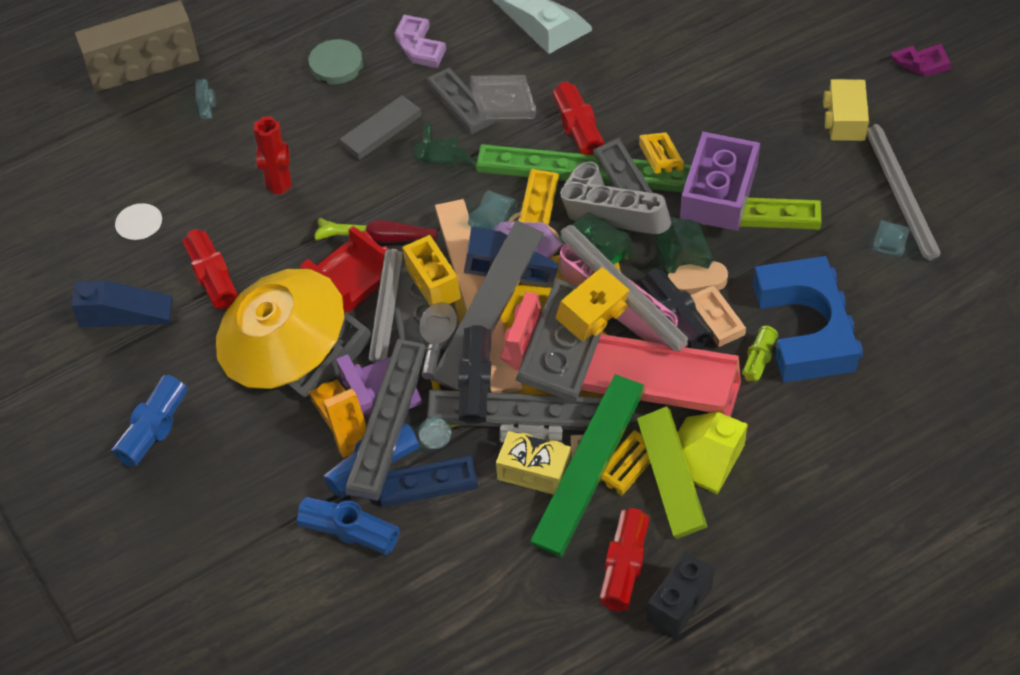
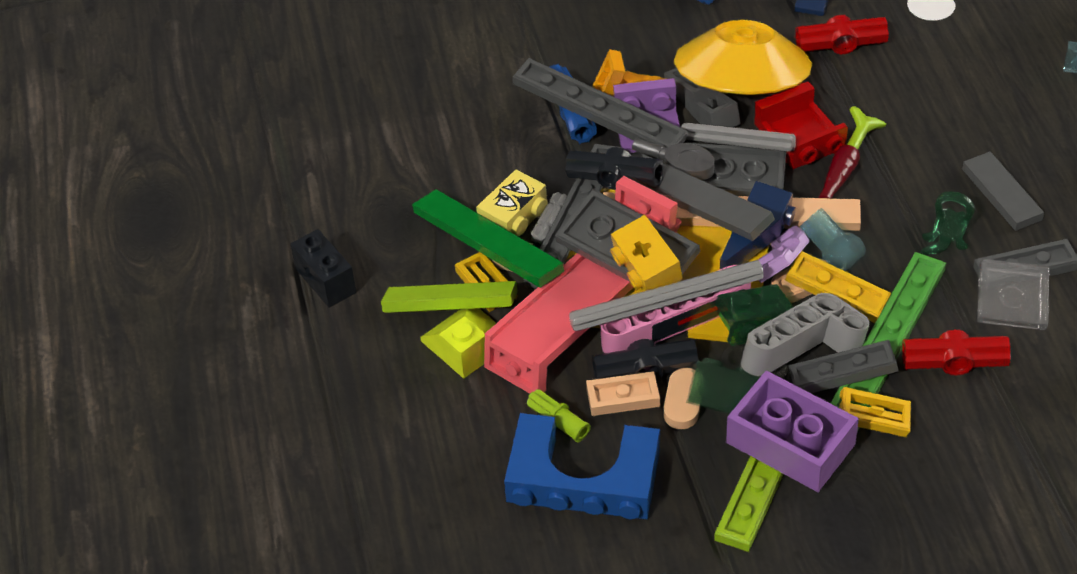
camera: 110 degrees right, 5 degrees down
(272, 155) = (953, 71): red piece -> none
(364, 530) = (501, 85): blue piece -> none
(428, 481) = (536, 140): dark blue tile -> none
(431, 271) = (749, 158): yellow brick -> none
(434, 432) = (579, 143): clear light blue plate -> none
(624, 560) = (382, 245): red piece -> none

